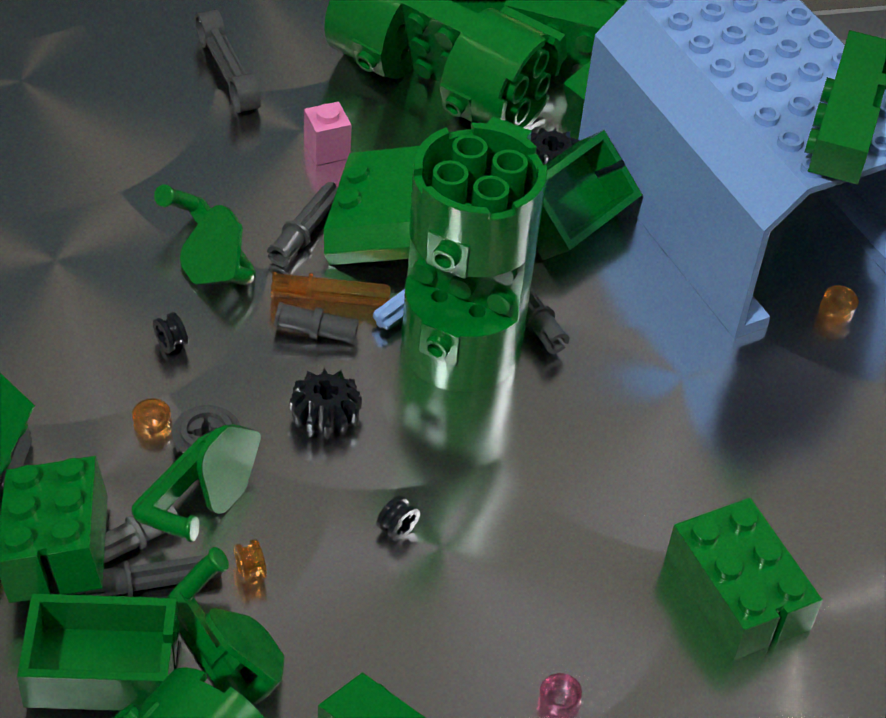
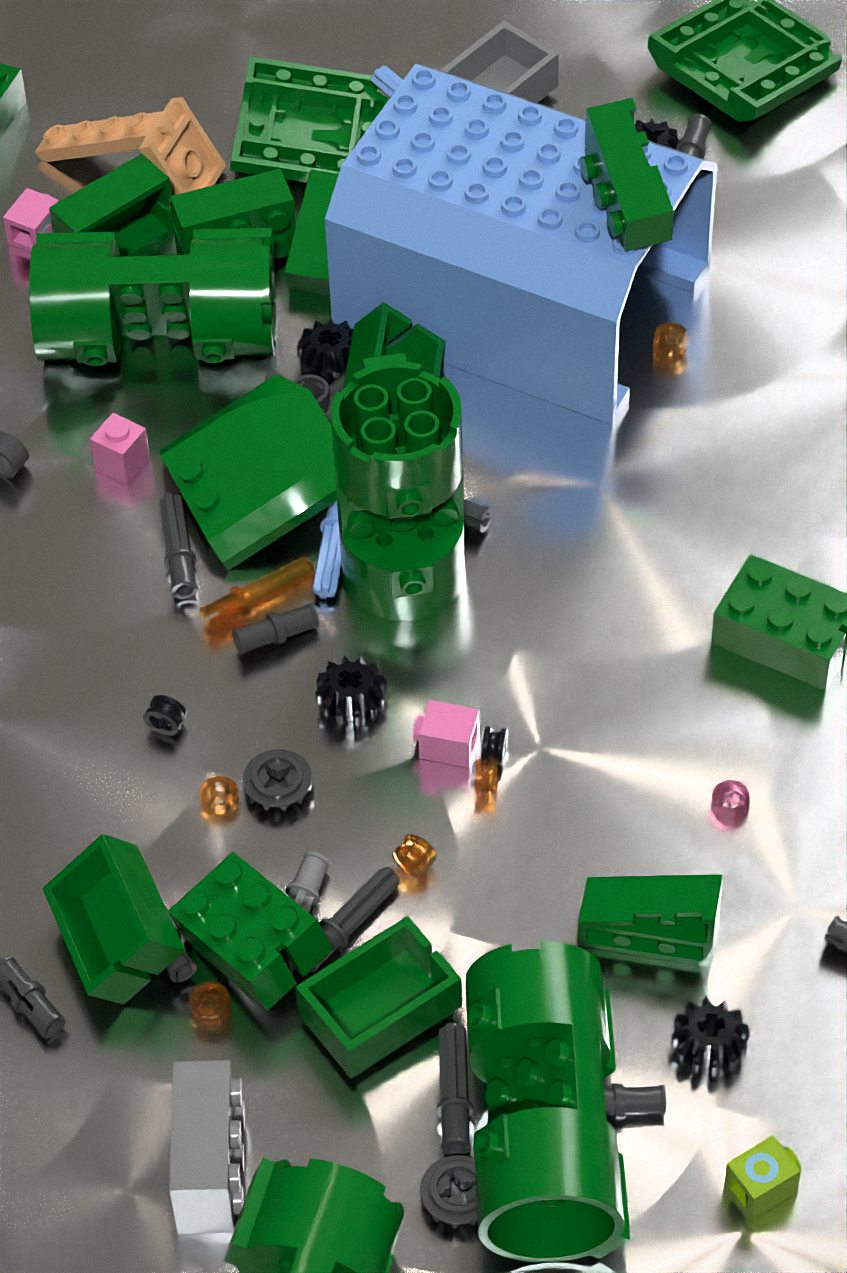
camera: 30 degrees left, 5 degrees up
(214, 247) = (130, 615): green piece -> none
(223, 466) = (303, 803): green piece -> none
(226, 639) = (475, 919): green piece -> none
(366, 539) = (486, 778): none -> clear orange bush
(368, 482) = (447, 733): none -> bright pink brick

